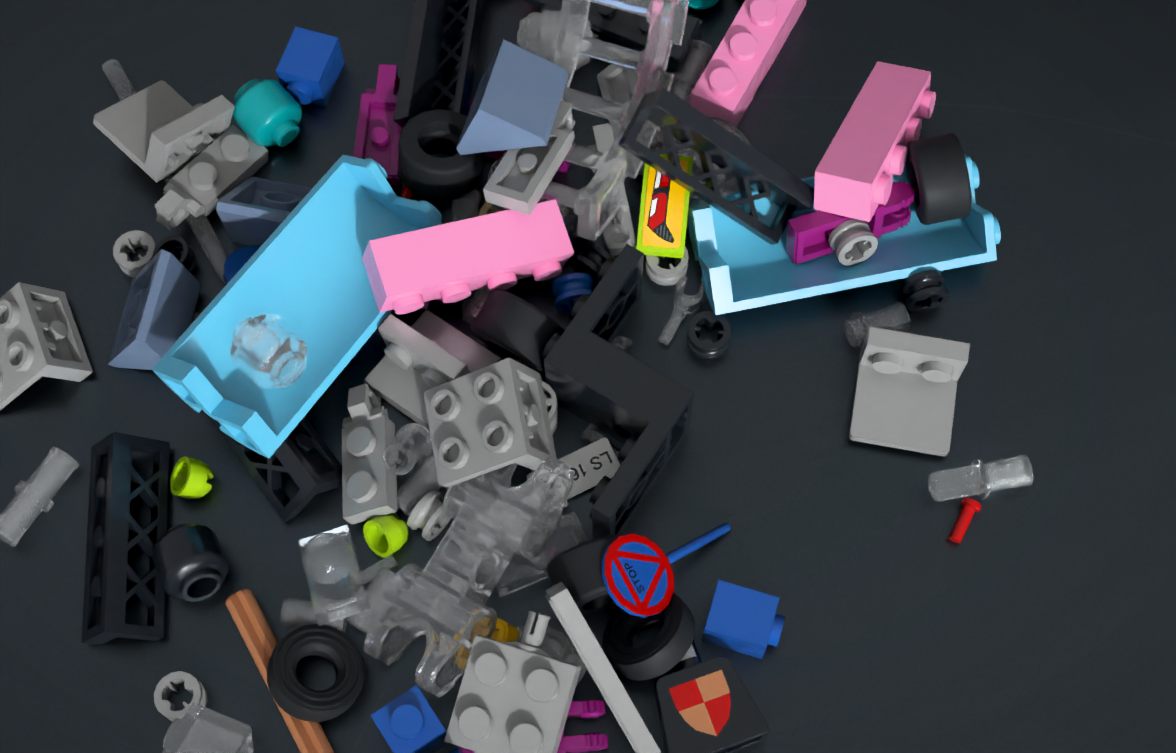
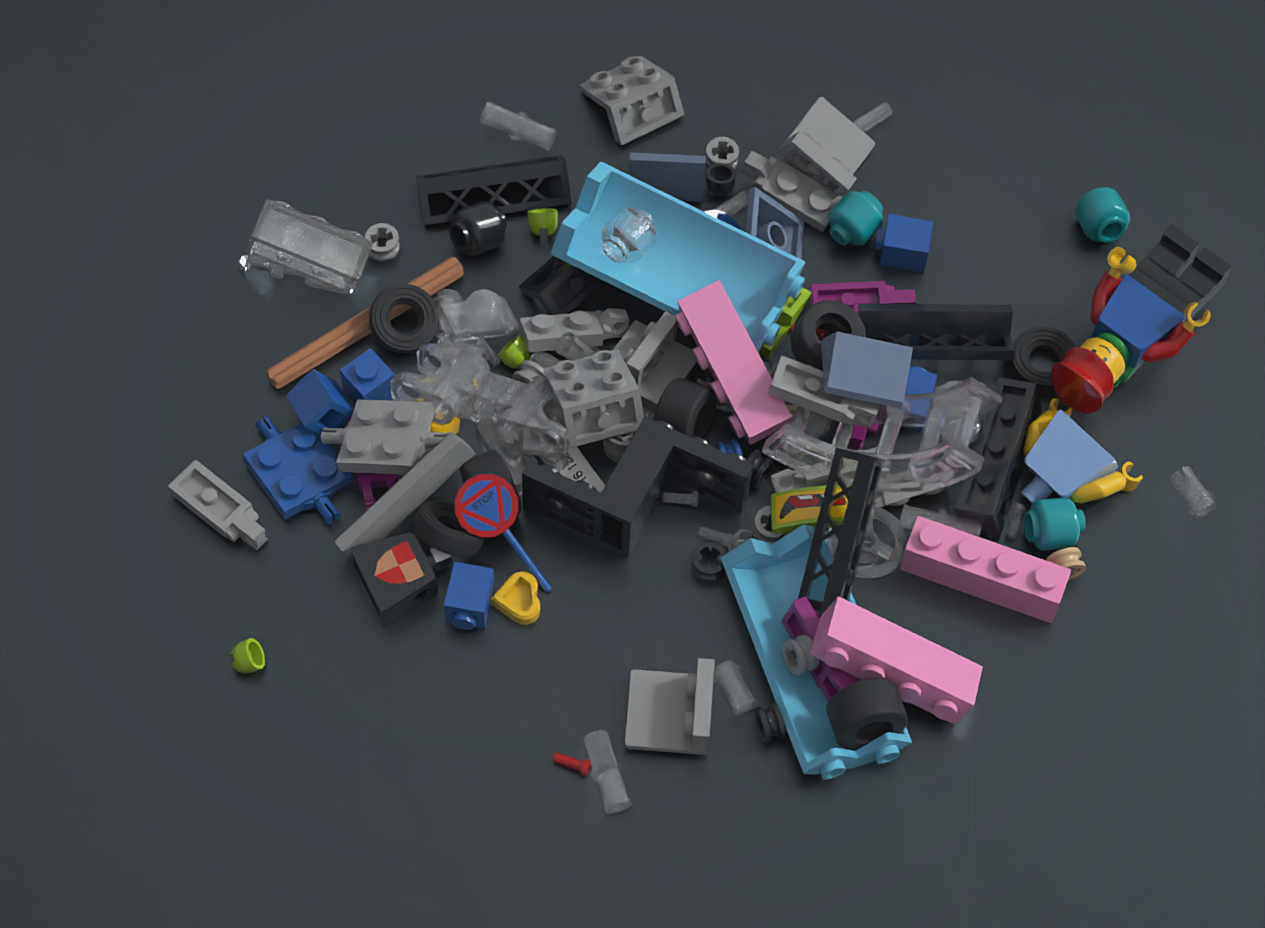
camera: 80 degrees right, 5 degrees down
(740, 561) = (518, 598): none -> yellow tile

